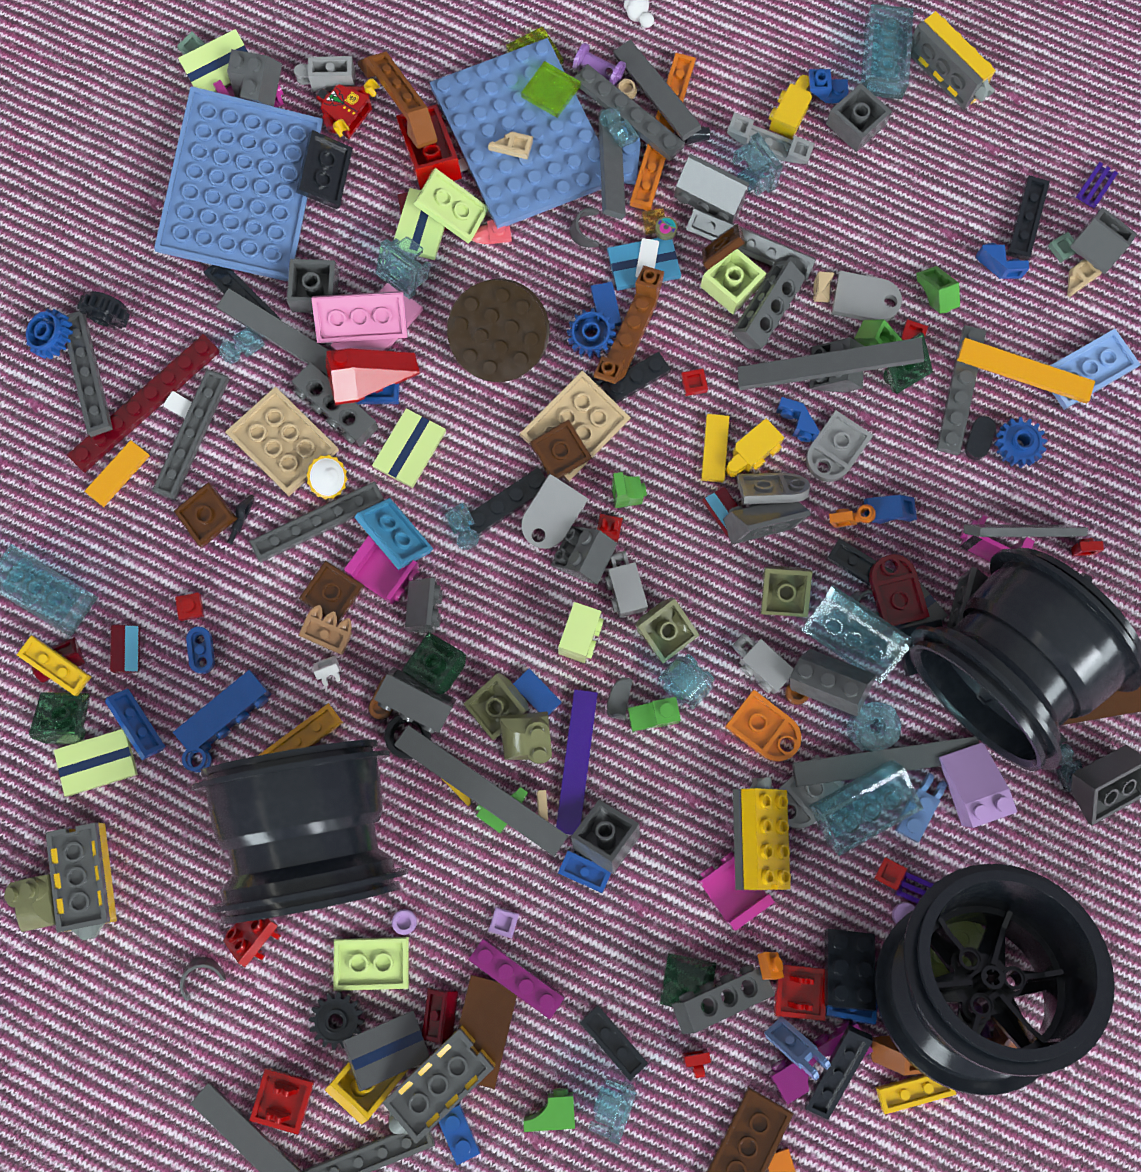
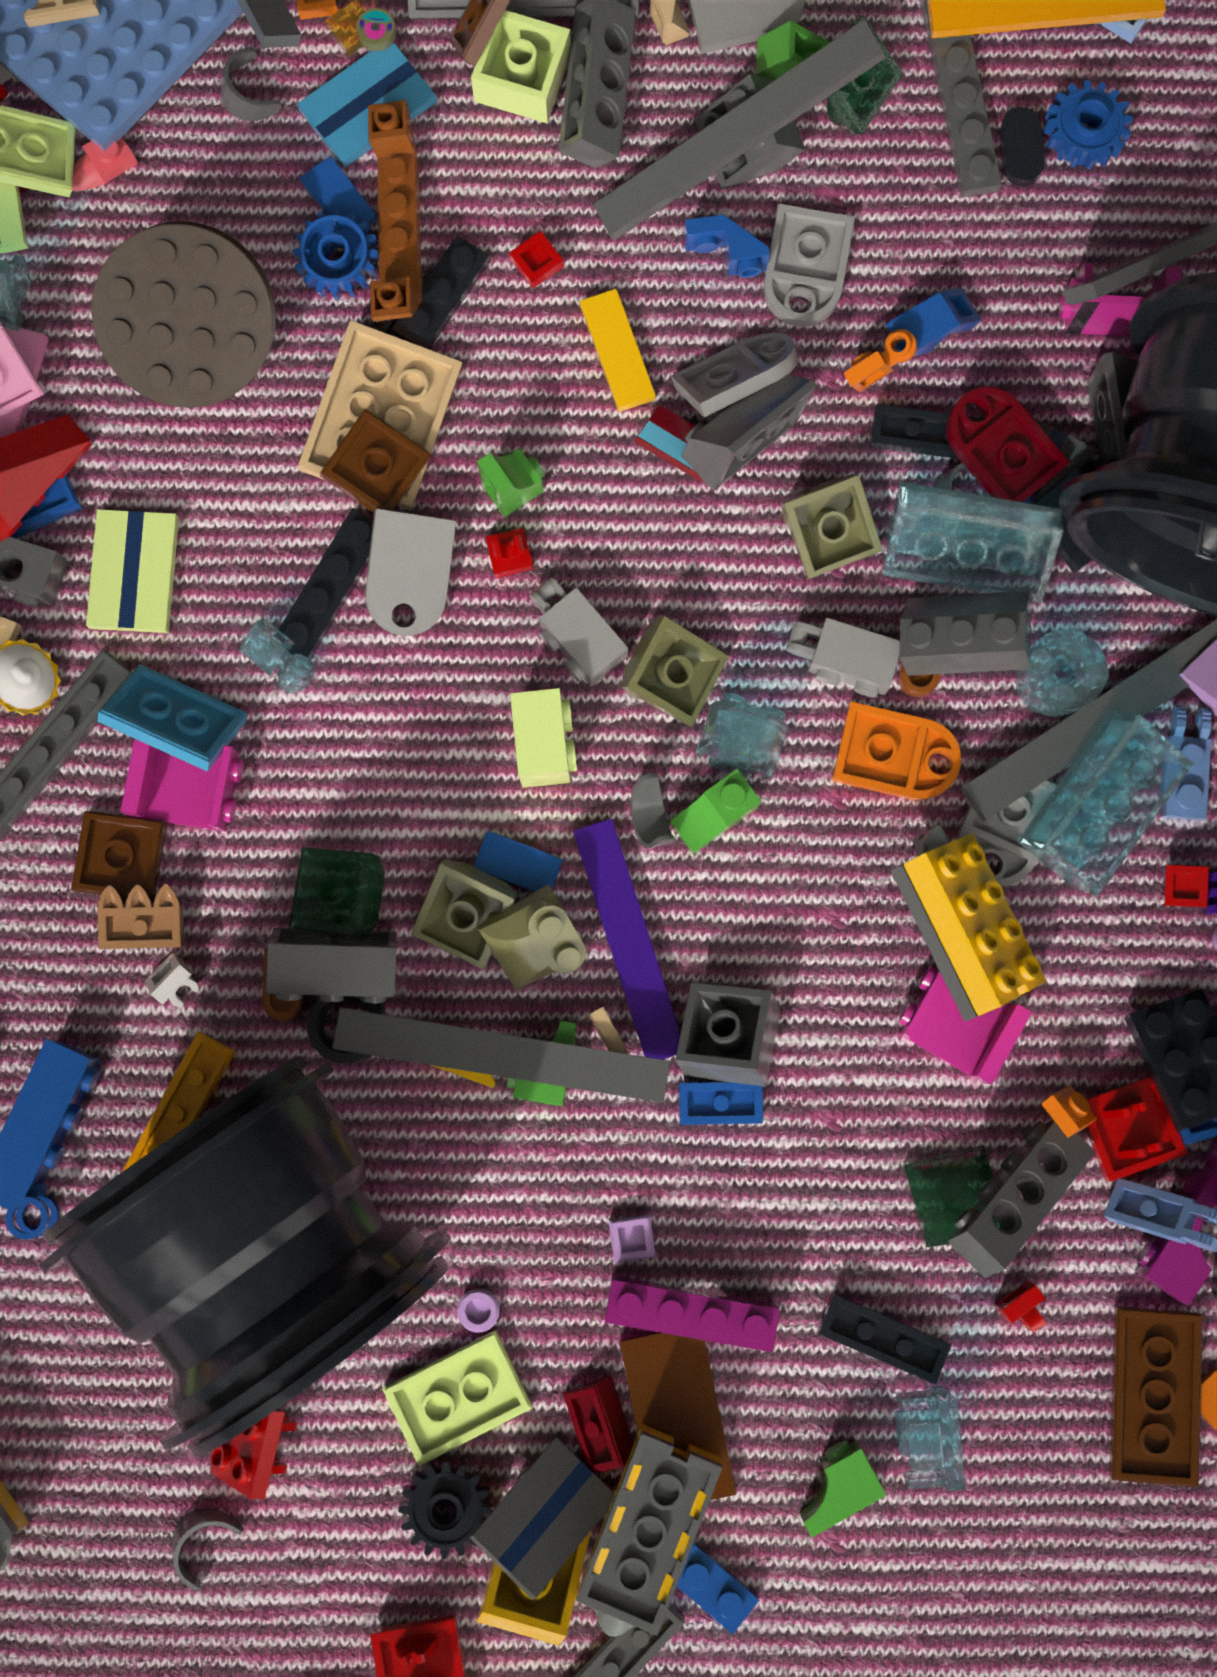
camera: 20 degrees left, 5 degrees up
(422, 606) = (273, 810): dark grey slope -> none
(584, 554) = (490, 611): dark grey slope -> none
(647, 254) = (366, 85): white sticker -> none
(754, 448) = (679, 322): yellow hinge -> none
(912, 329) = (840, 18): red plate -> none

